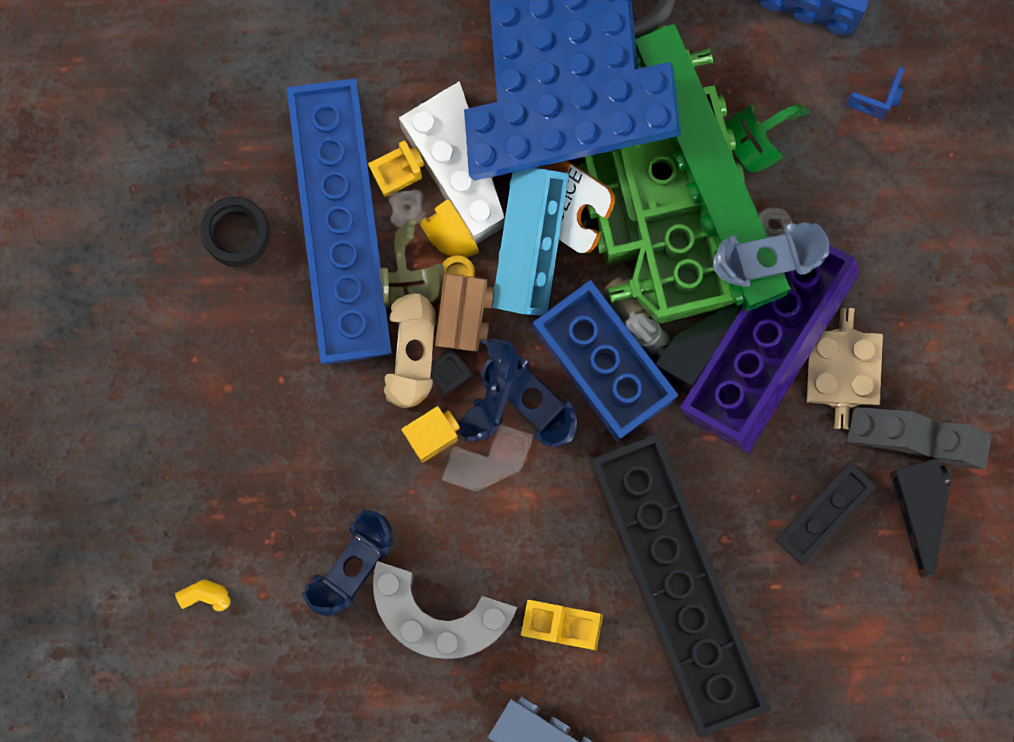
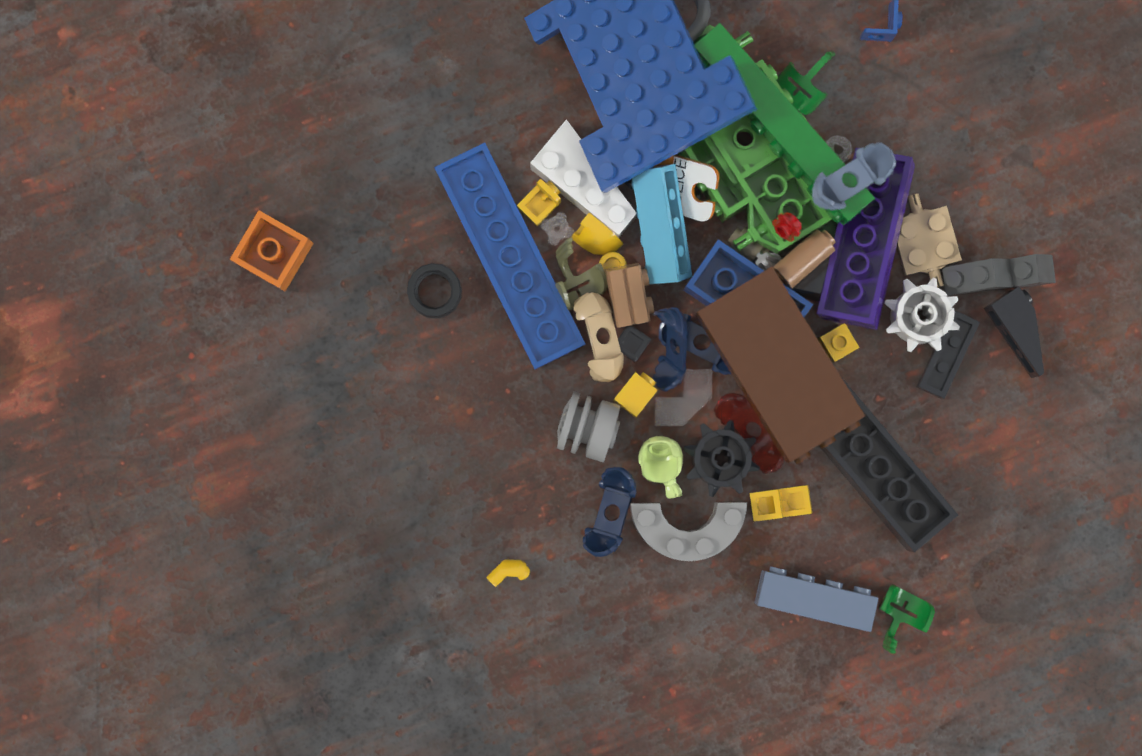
camera: 25 degrees left, 5 degrees up
(60, 121) = (271, 250): none -> orange brick
(353, 448) = (590, 427): none -> light grey wheel
(433, 526) = (662, 462): none -> yellowish green hair
(500, 524) = (735, 449): none -> black brick
(549, 498) = (738, 409): none -> clear red piece
(611, 454) = (780, 366): none -> reddish brown brick
(675, 289) = (787, 226): none -> red plate
(686, 336) = (805, 258): none -> medium nougat brick
(694, 454) = (838, 343): none -> yellow brick
(829, 453) = (935, 307): none -> white brick

